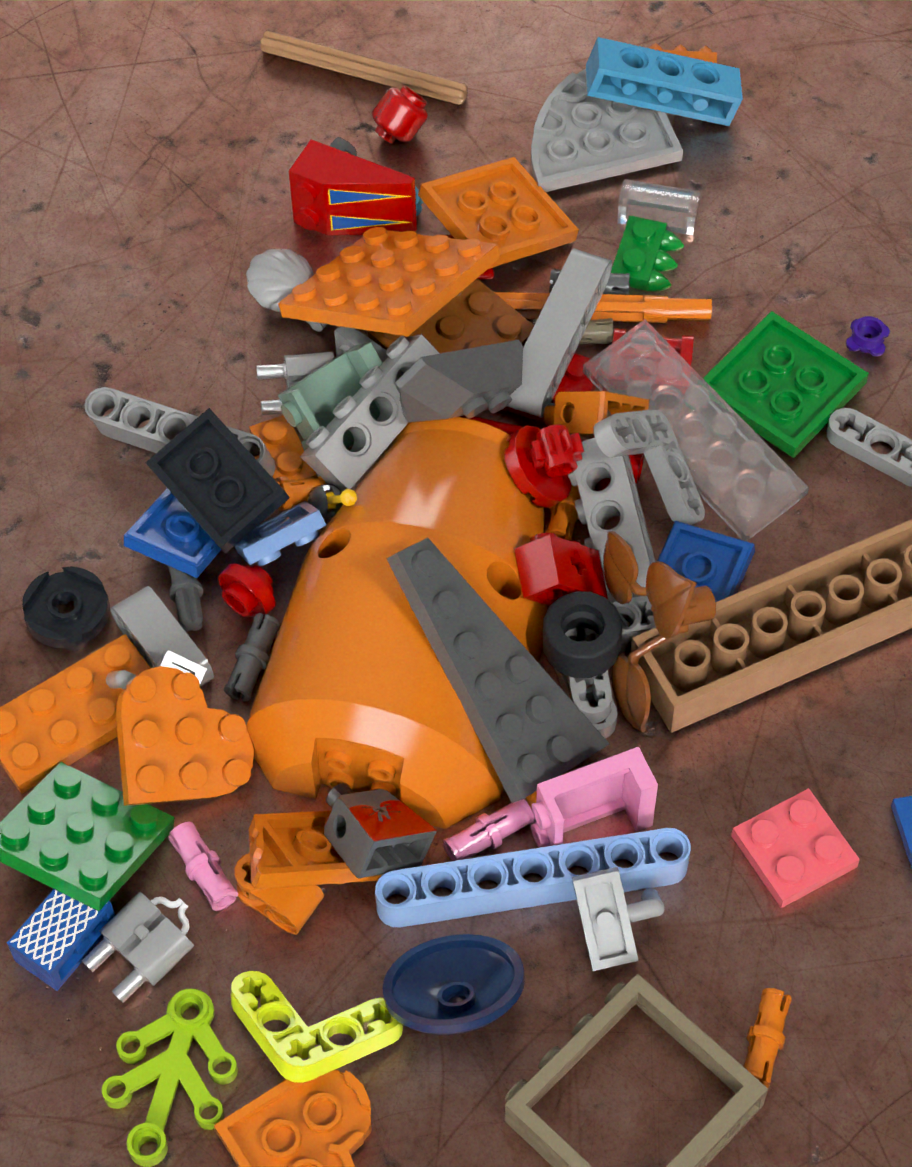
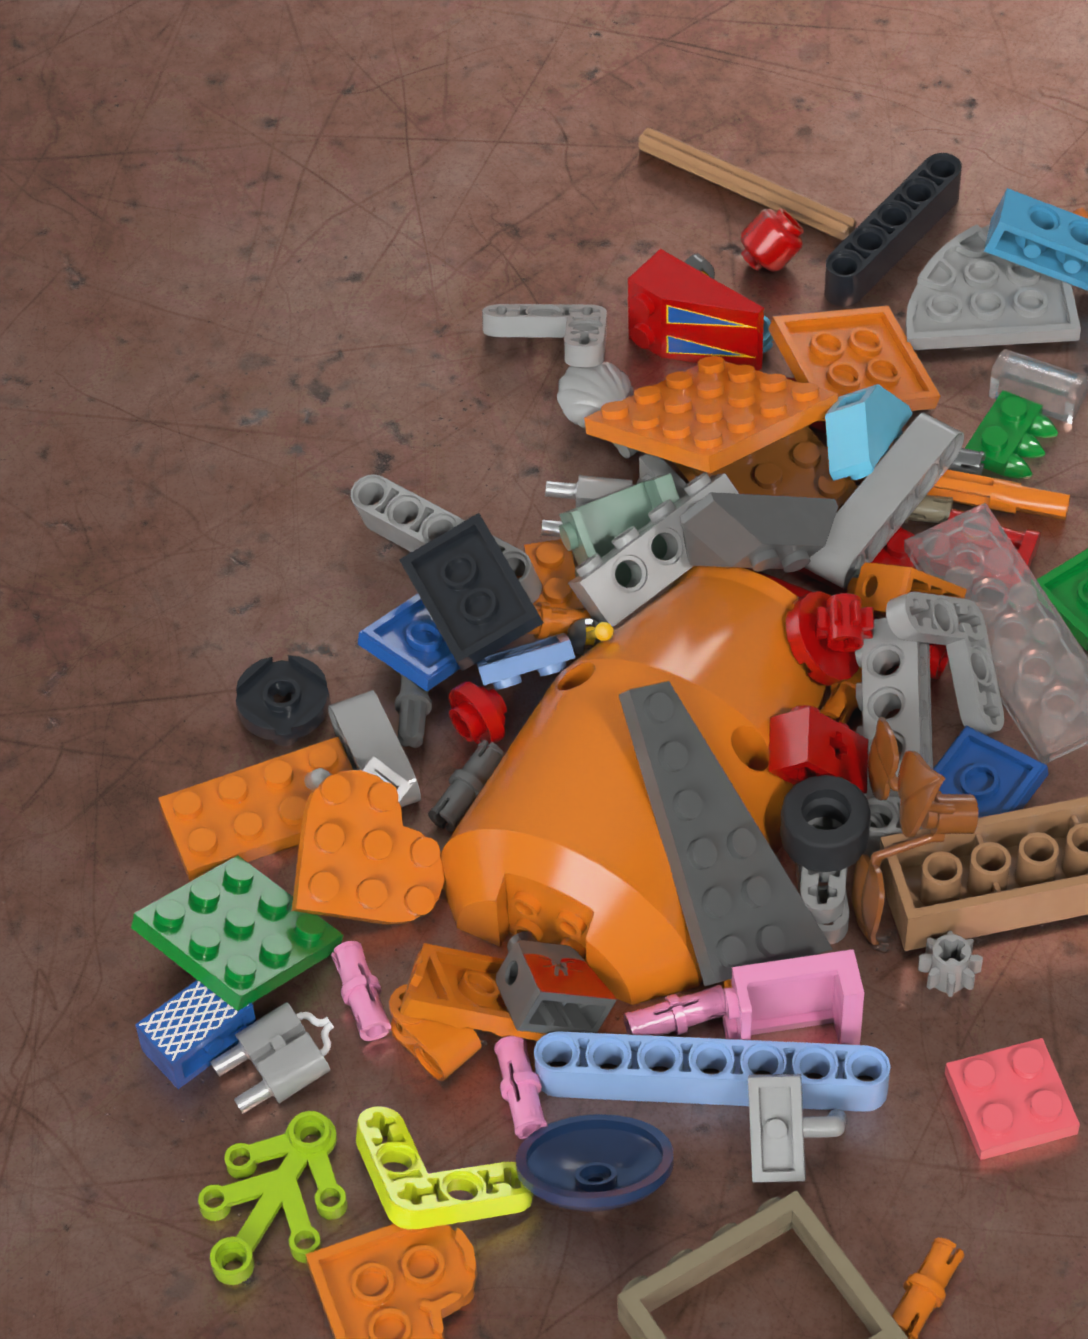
camera: 15 degrees right, 5 degrees down
(250, 216) = (579, 324): none -> light grey beam
(367, 926) = (520, 1086): none -> bright pink pin
(500, 88) = (892, 229): none -> black beam
(525, 274) = (862, 430): none -> medium azure slope
(714, 737) = (950, 963): none -> light grey gear

